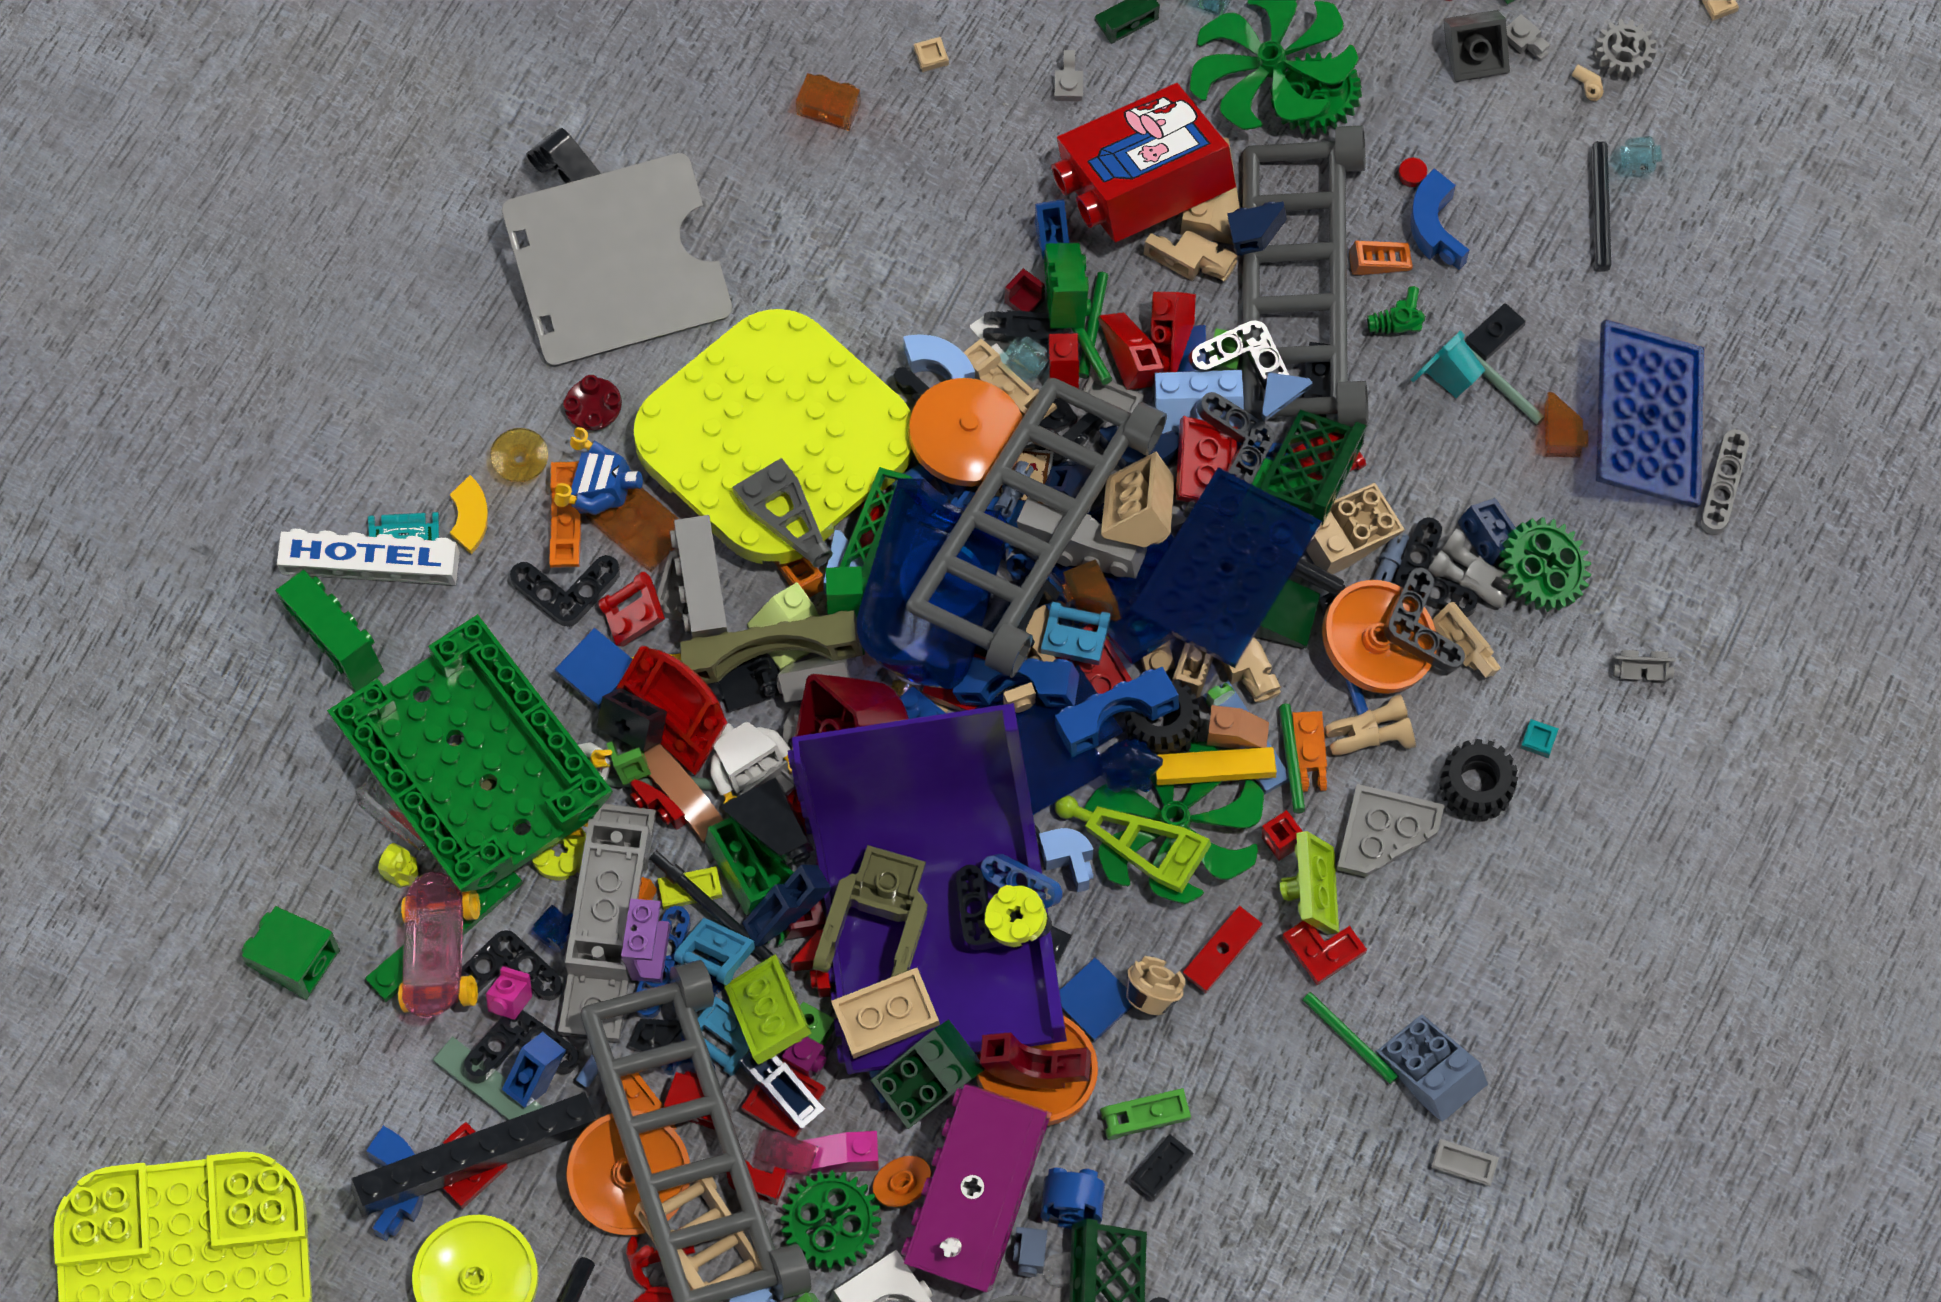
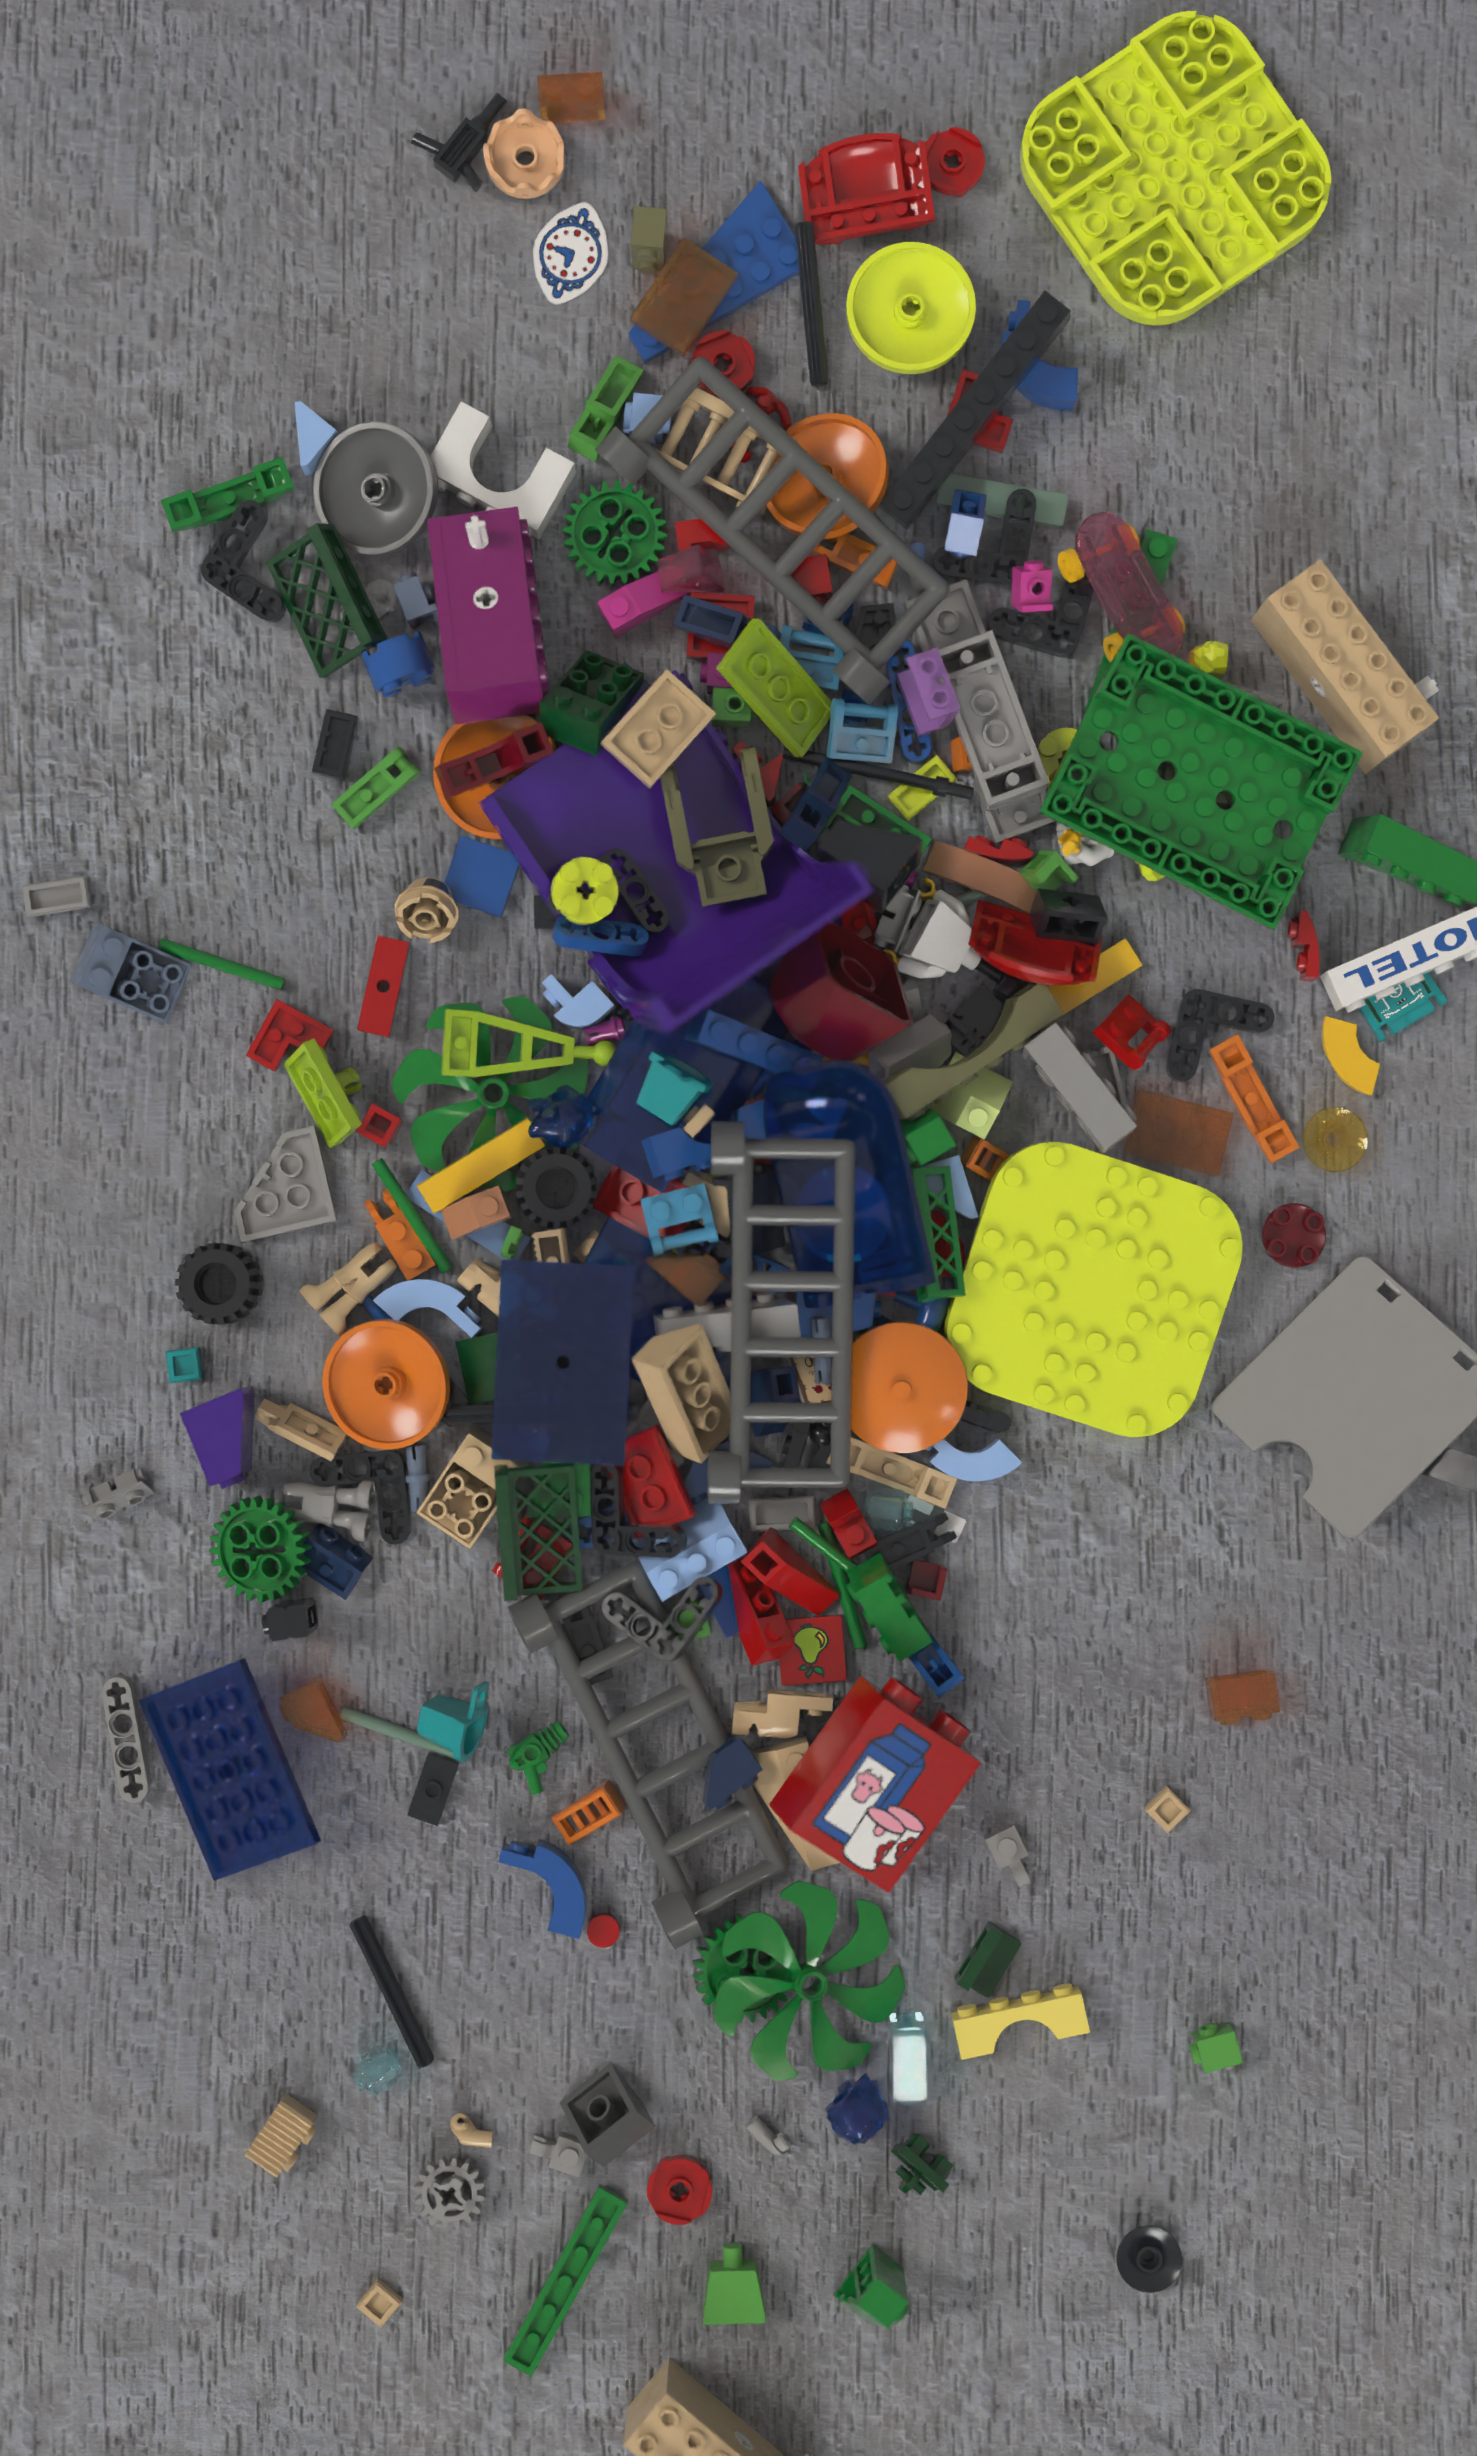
camera: 155 degrees right, 20 degrees up
(291, 951) = (1262, 522): green slope -> none
(296, 793) = (1344, 666): none -> tan piece
(458, 597) = (1304, 936): none -> red slope
(553, 928) = (1027, 677): clear blue piece -> none
(594, 667) = (1133, 955): blue tile -> none
(599, 480) = (1239, 1149): blue torso -> none
(766, 486) = (1065, 1220): dark grey plate -> none
(901, 1181) = (579, 598): orange dish -> none
(1035, 726) = (671, 1087): none -> teal container
(1051, 822) = (607, 1030): none -> magenta pin
(1135, 287) = (816, 1653): none -> red tile
(1148, 694) = (623, 1123): blue arch -> none
(1282, 391) = (607, 1594): medium blue slope -> none
(1310, 692) = (419, 1293): none -> light blue arch
(1409, 623) = (363, 1413): black beam -> none
(1533, 661) = (223, 1436): none -> dark purple slope
(1546, 497) = (291, 1619): none -> black brick
(1738, 144) = (281, 2135): none -> tan brick

